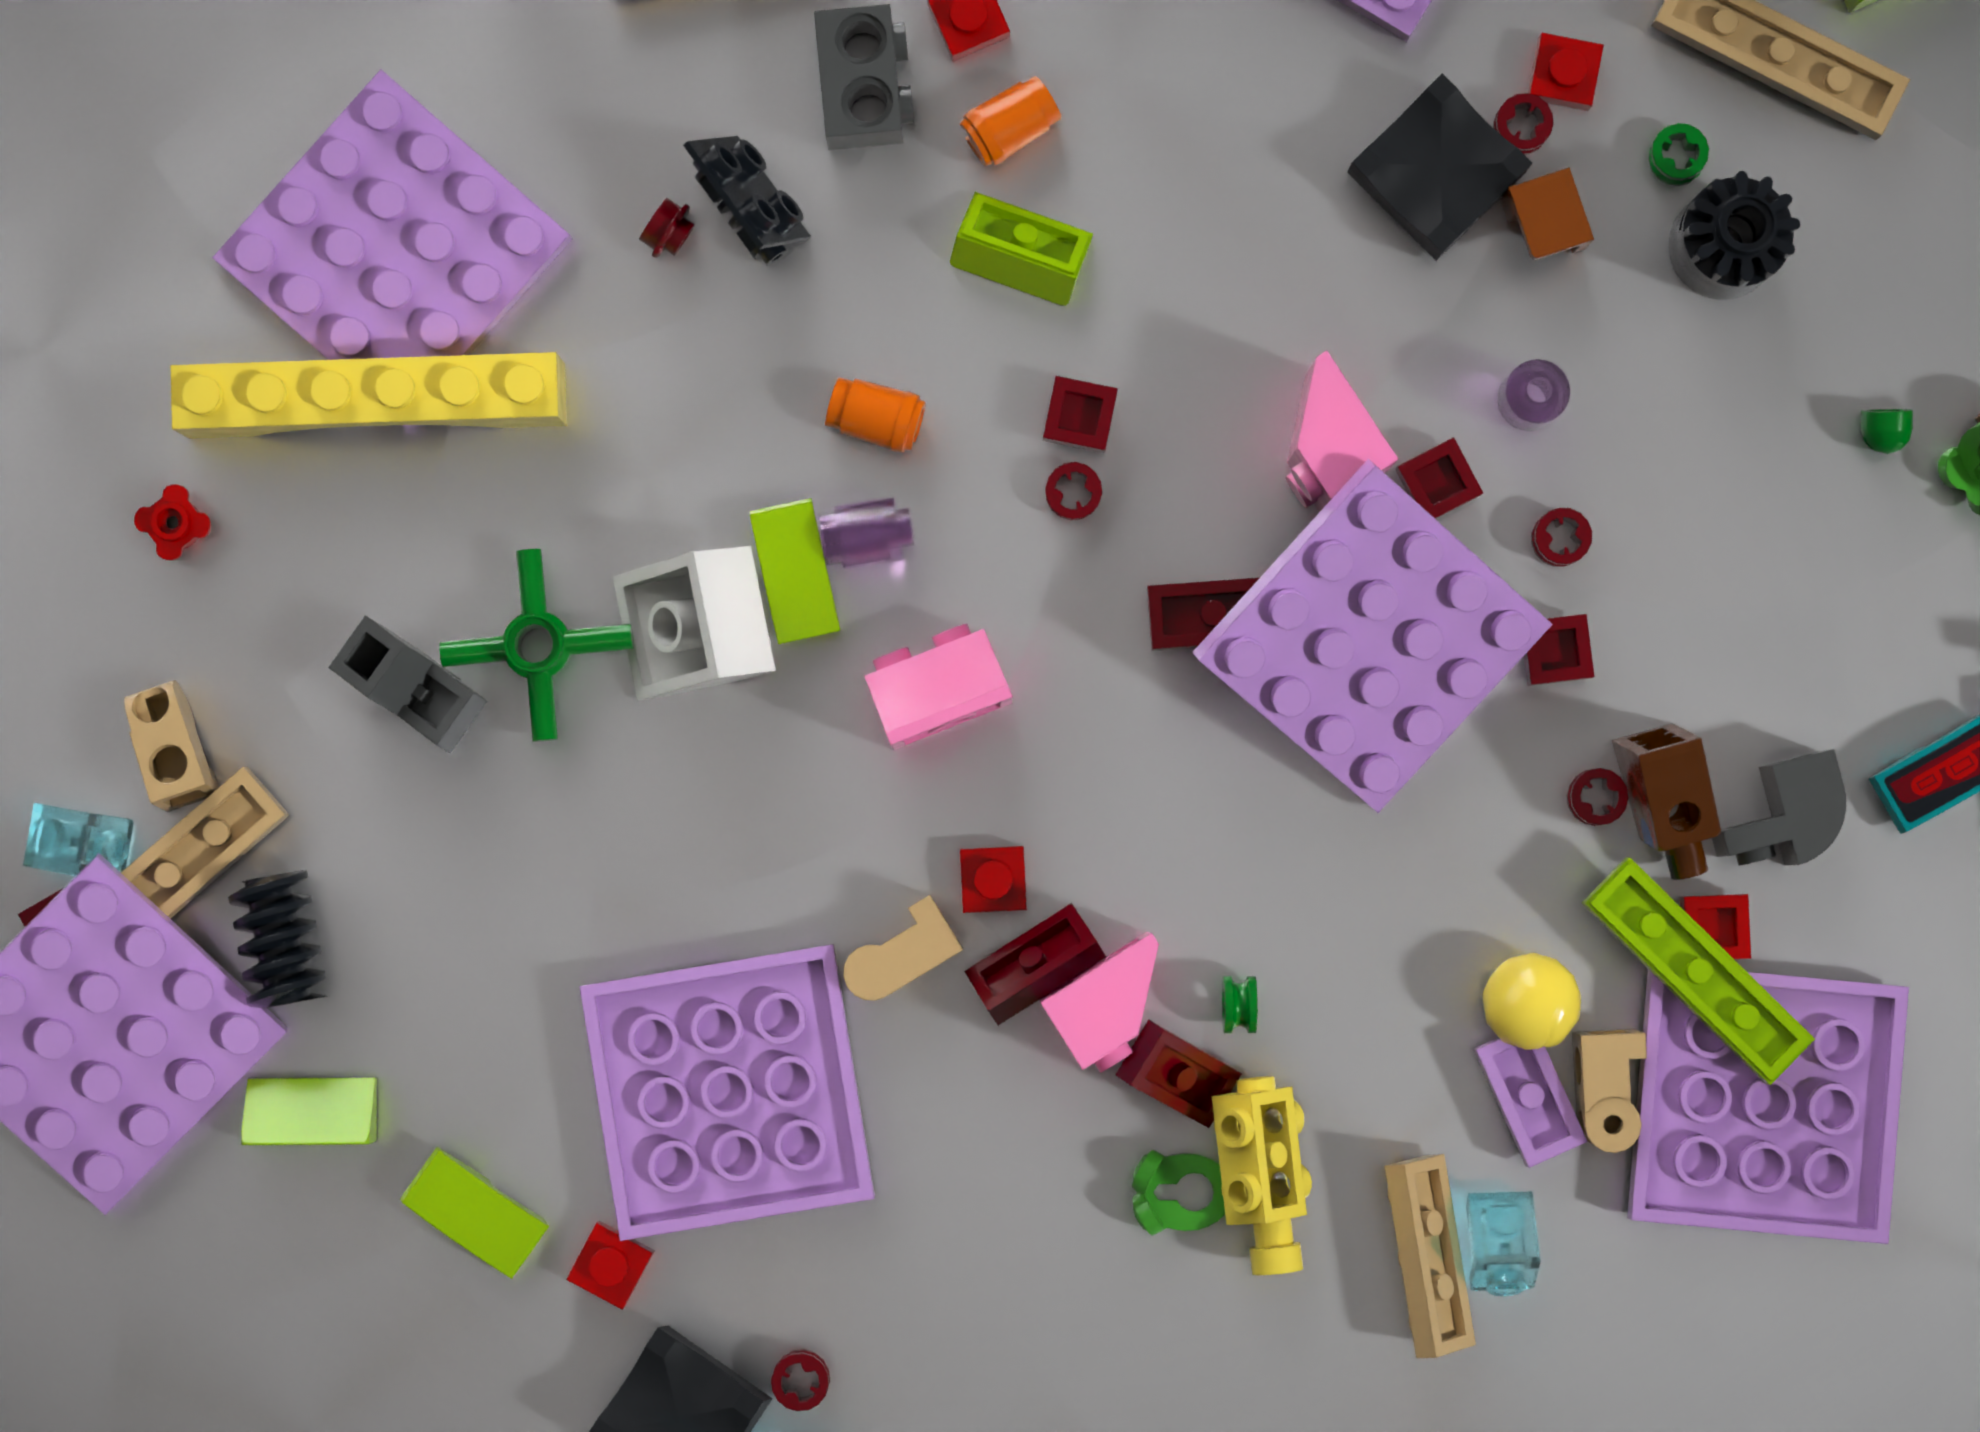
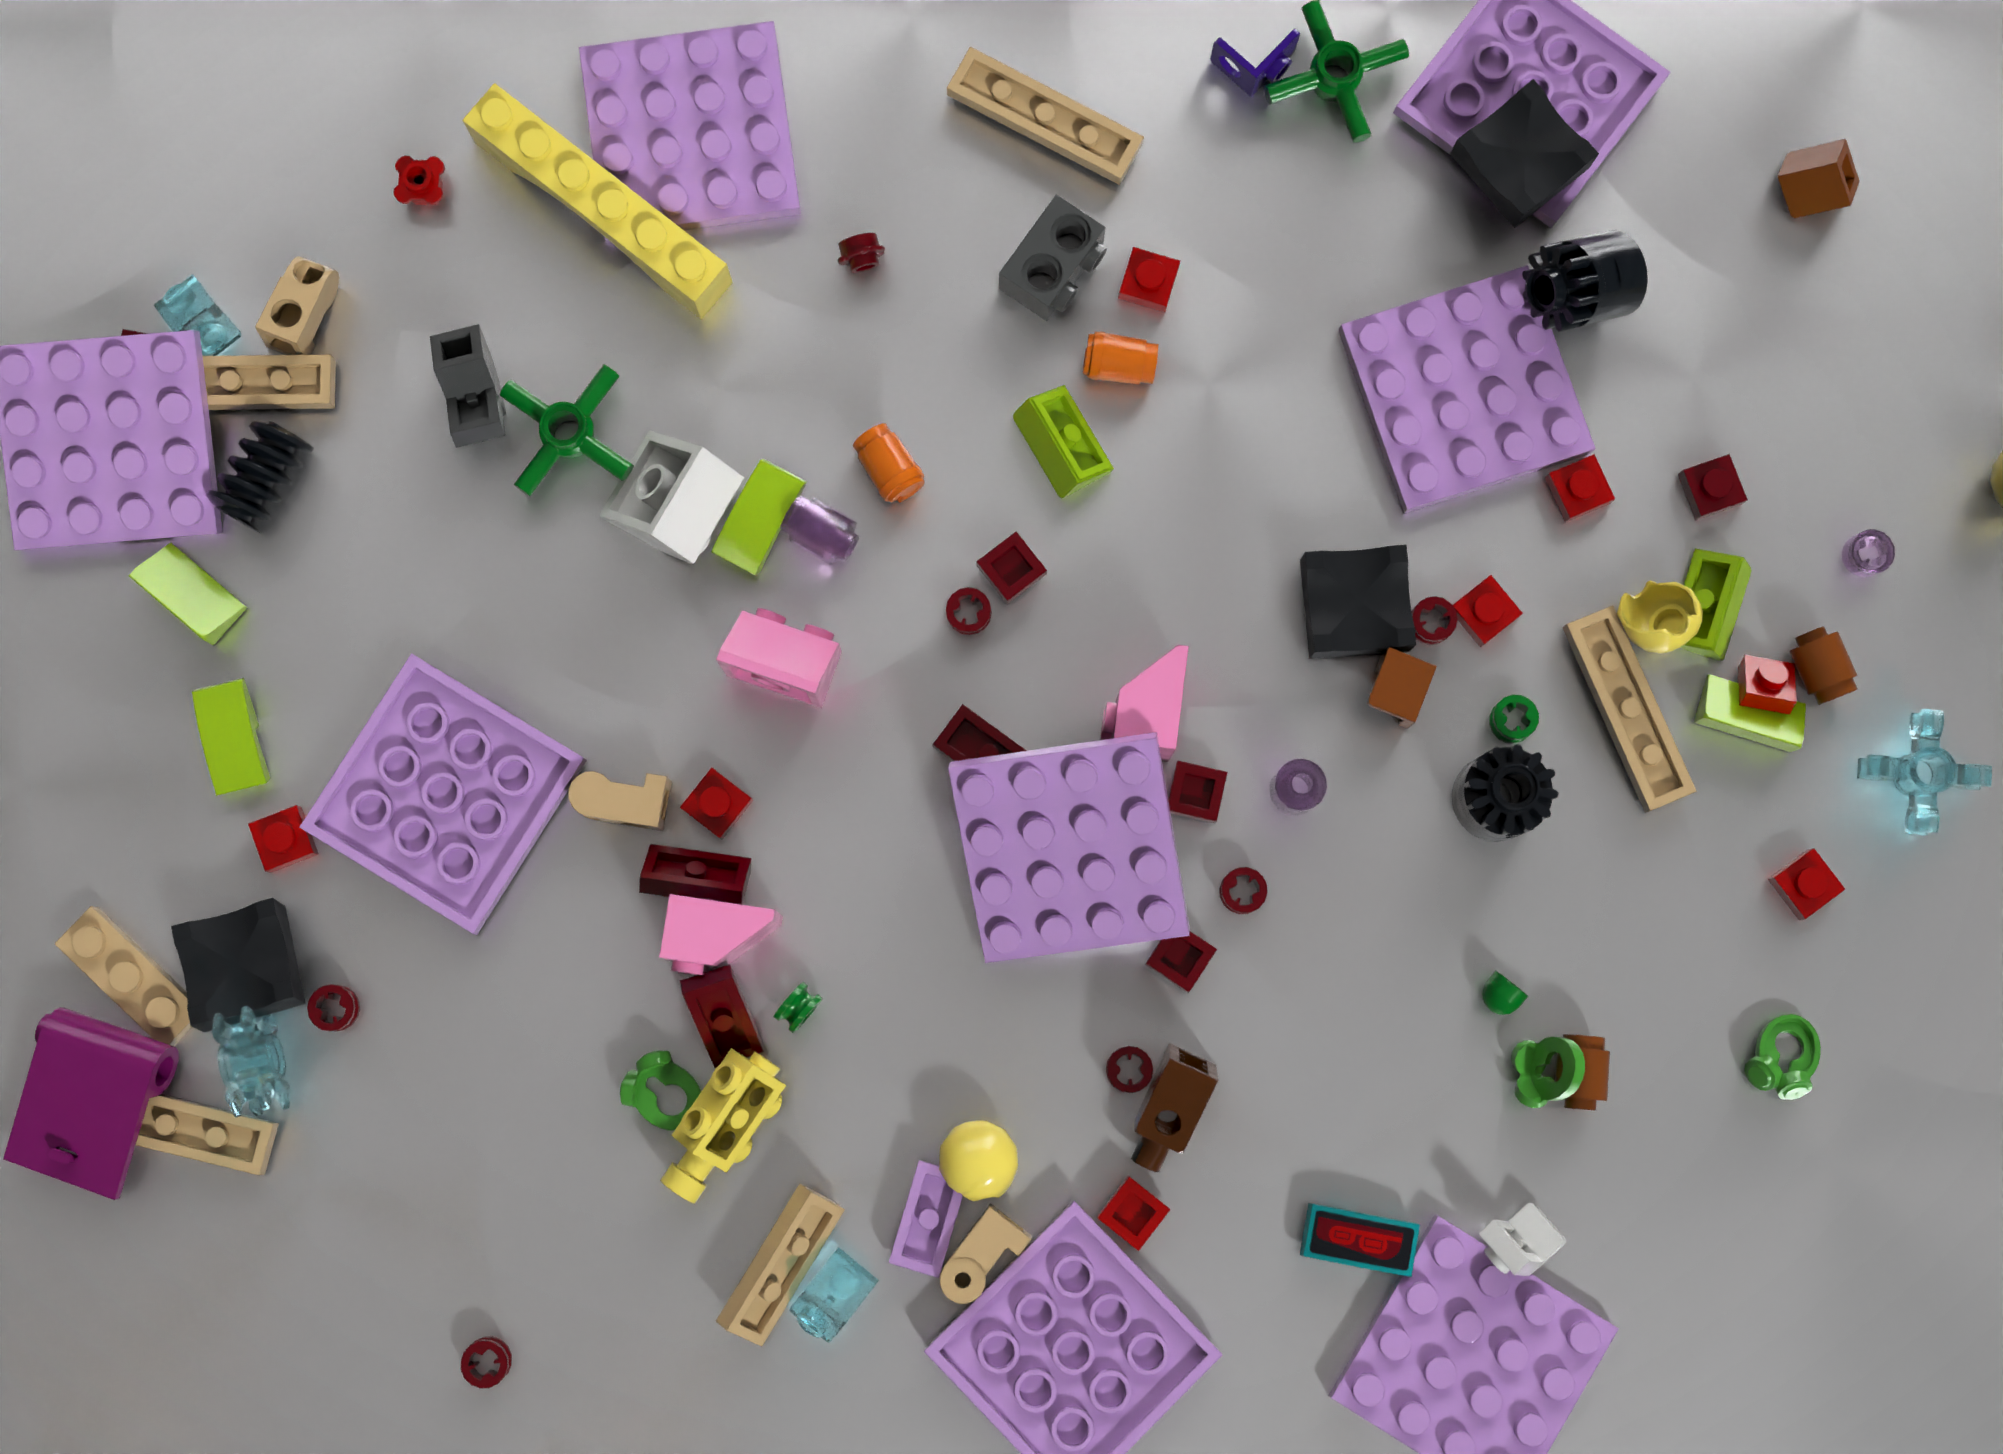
camera: 35 degrees right, 5 degrees down
(735, 174) = (924, 270): black hinge -> none
(1698, 971) = (1097, 1230): lime tile -> none
(1805, 810) = (1250, 1190): dark grey brick -> none

